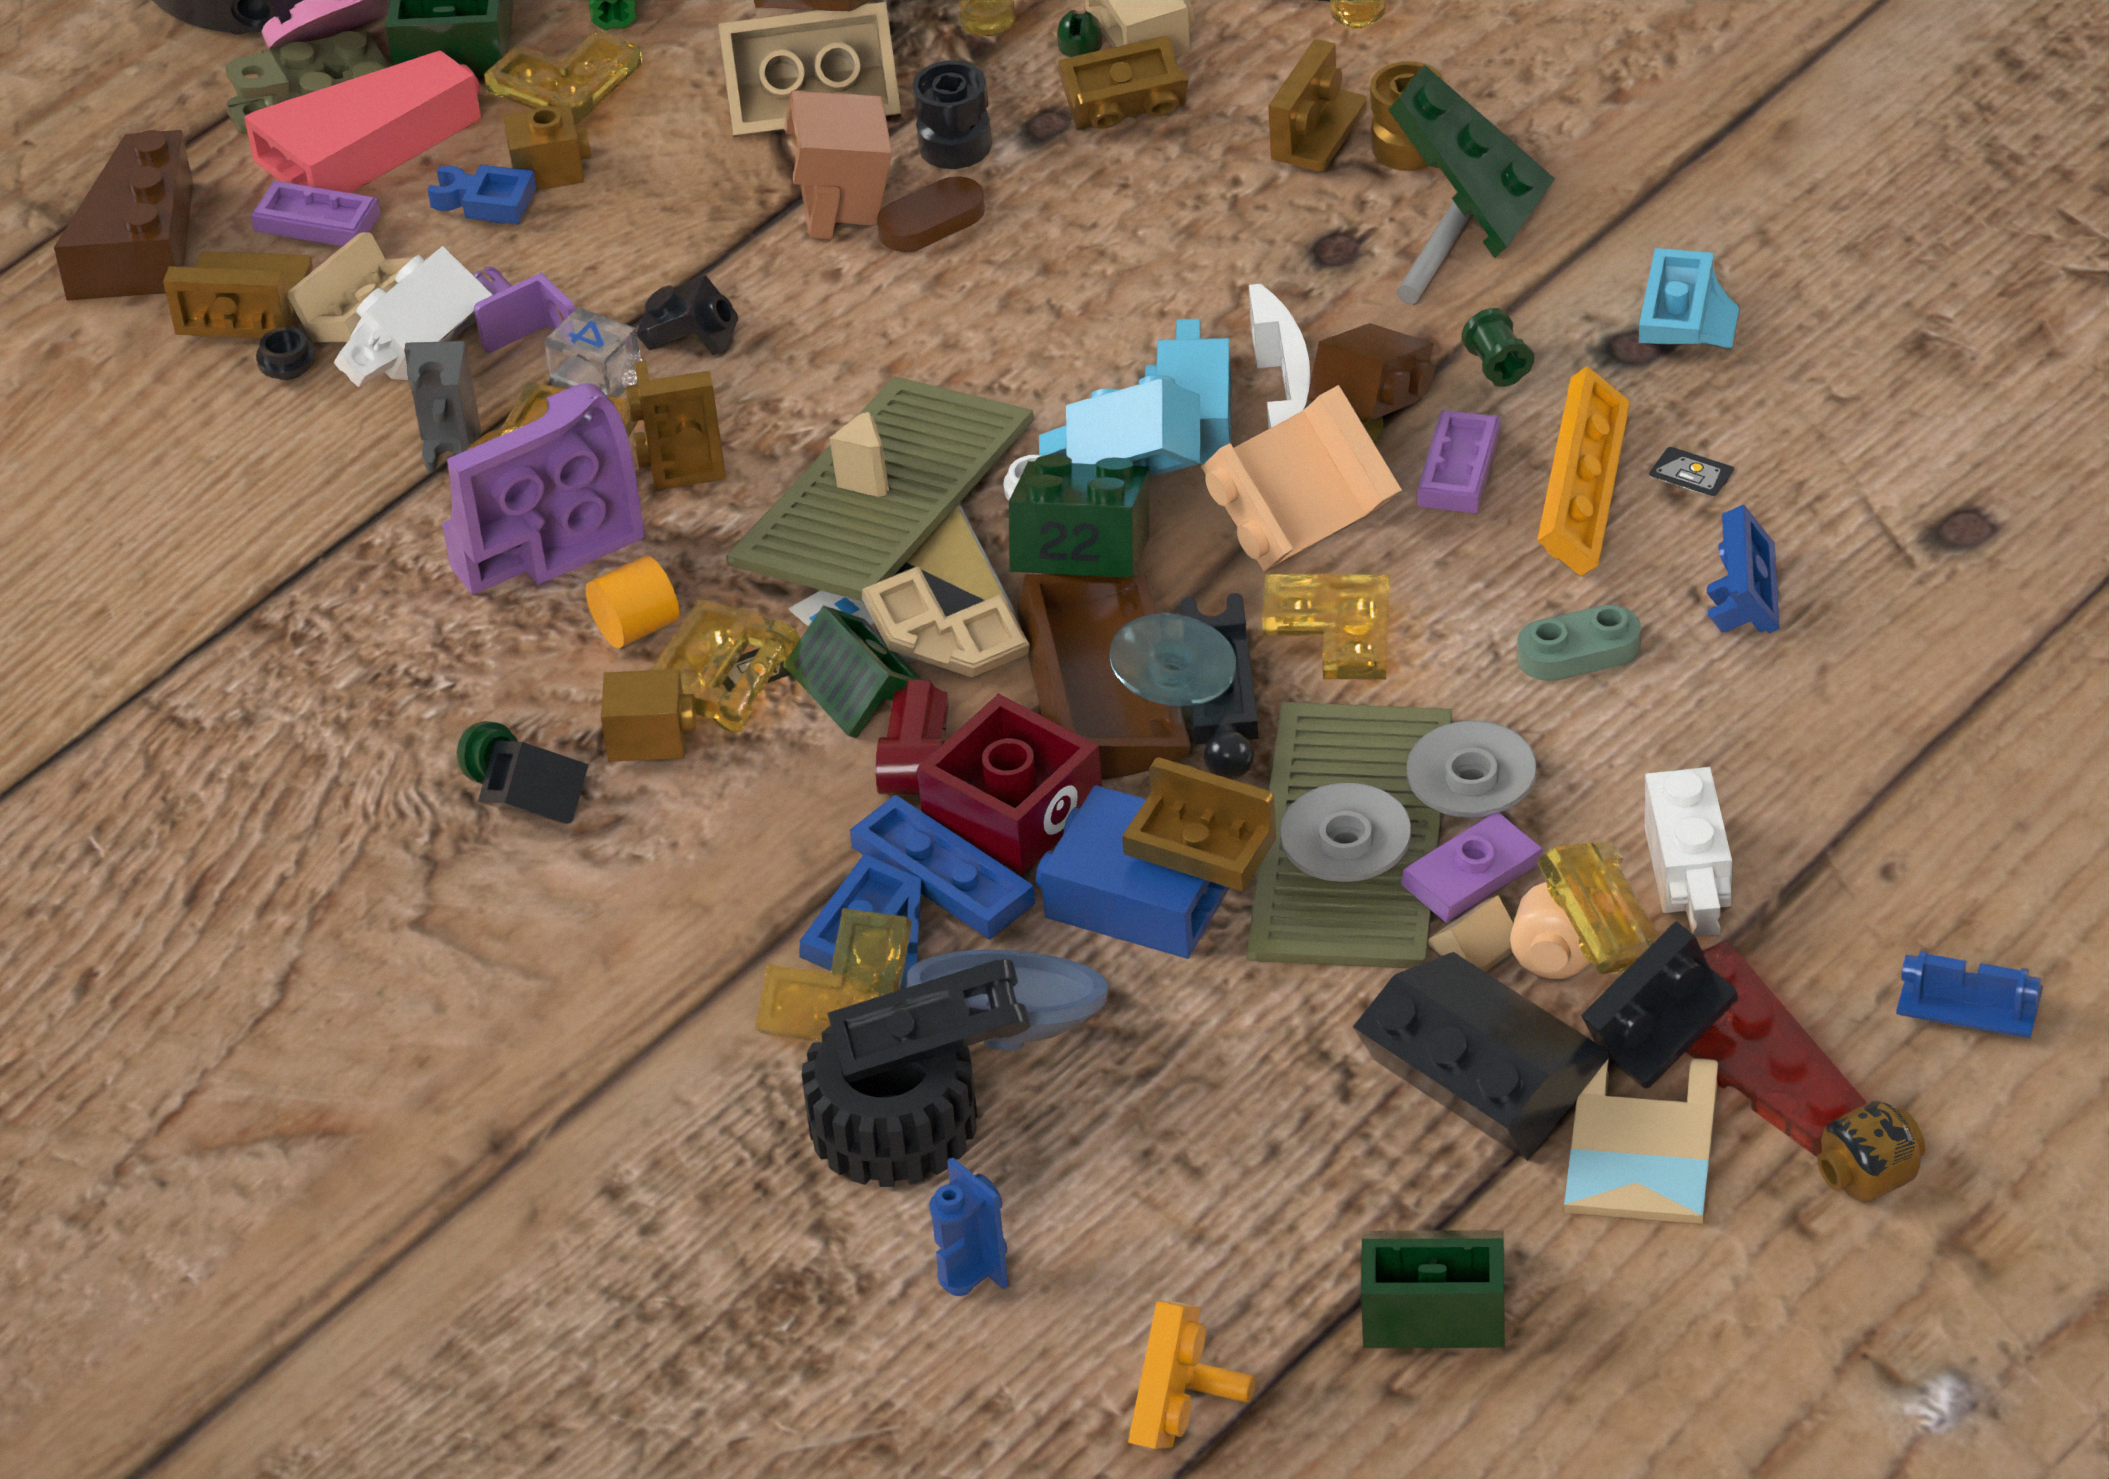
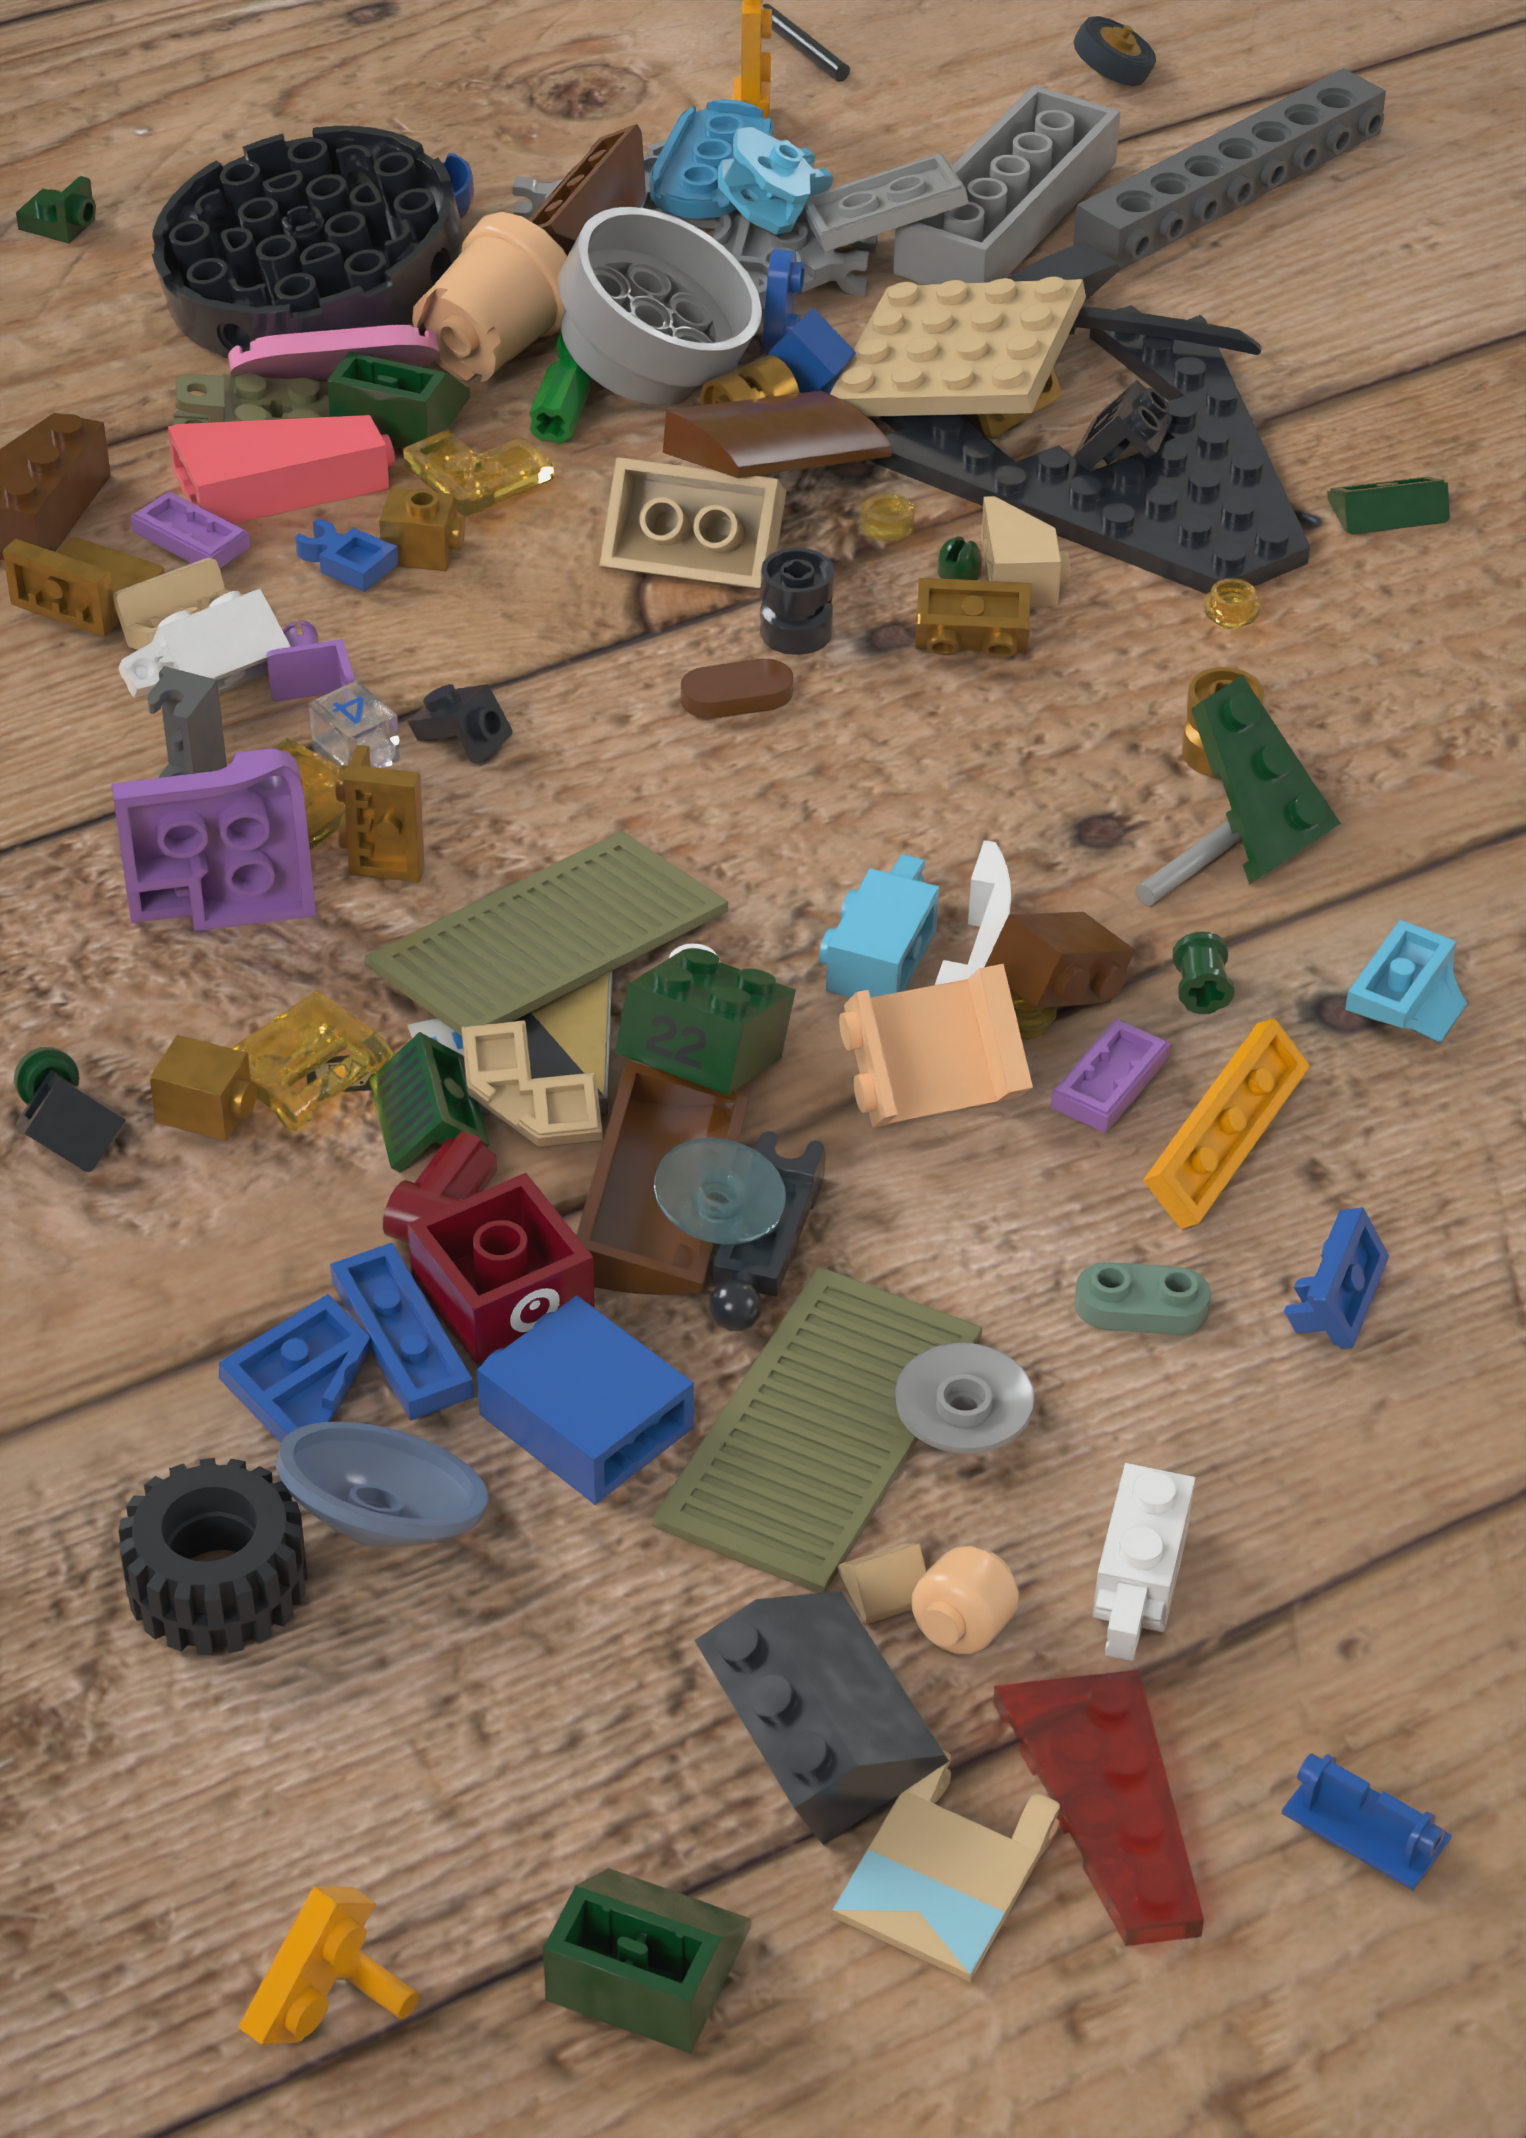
camera: 15 degrees right, 0 degrees up
(285, 353) = (91, 649): black plate -> none
(632, 601) = (257, 973): light orange piece -> none
(839, 157) = (667, 607): nougat plate -> none
(859, 457) = (532, 897): tan slope -> none
(864, 966) = (250, 1425): clear yellow plate -> none
(927, 1020) = (259, 1493): black plate -> none
(968, 1231) = (198, 1731): blue hinge -> none
(1144, 423) = (801, 946): medium azure hinge -> none
(1202, 825) = (646, 1375): pearl gold bracket -> none
(1311, 112) = (1133, 691): pearl gold bracket -> none
(1344, 609) = (922, 1193): clear yellow plate -> none
(1345, 832) = (801, 1425): light grey dish -> none
(1471, 866) = (916, 1501): medium lavender plate -> none
(1599, 903) = (1015, 1596): clear yellow plate -> none
(1659, 1006) = (1020, 1725): black bracket -> none
(1691, 471) = (1341, 1155): sticker -> none
(1871, 1151) = (1178, 1965): pearl gold head -> none

